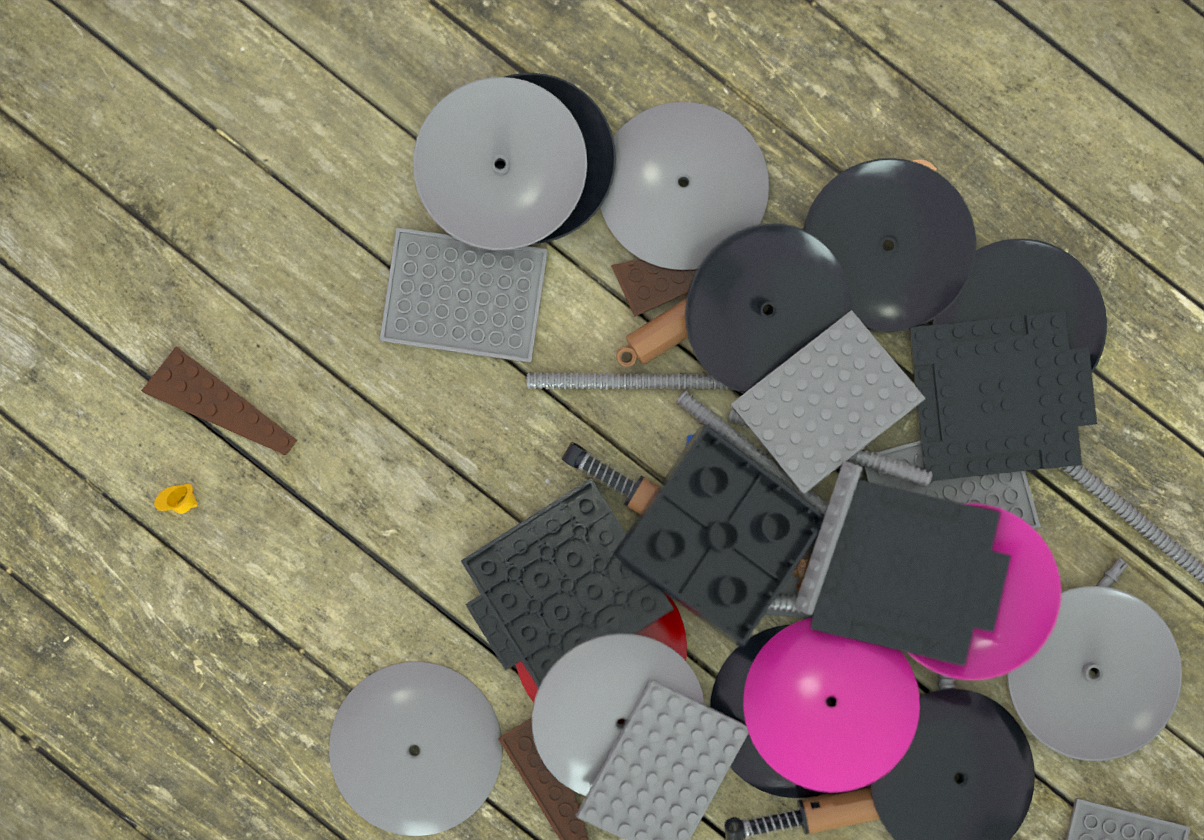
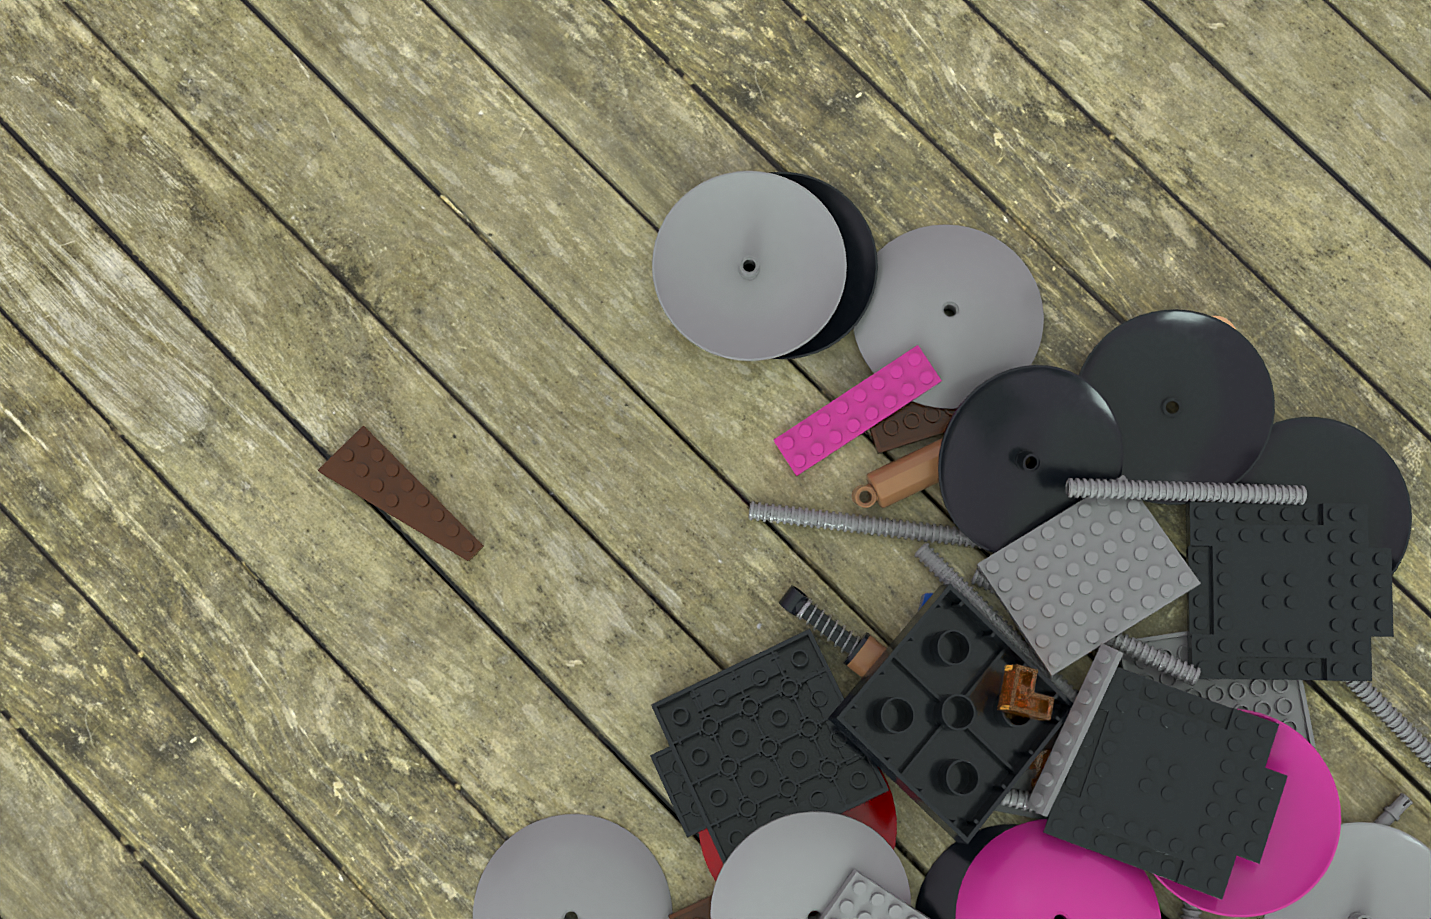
camera: 10 degrees right, 5 degrees down
(176, 498) = (340, 595): yellow piece -> none
(463, 296) = (689, 408): light grey plate -> none
(611, 281) = (857, 410): none -> dark pink plate
(775, 514) = (1019, 697): none -> clear orange brick
(906, 318) = (1186, 491): none -> light grey piece

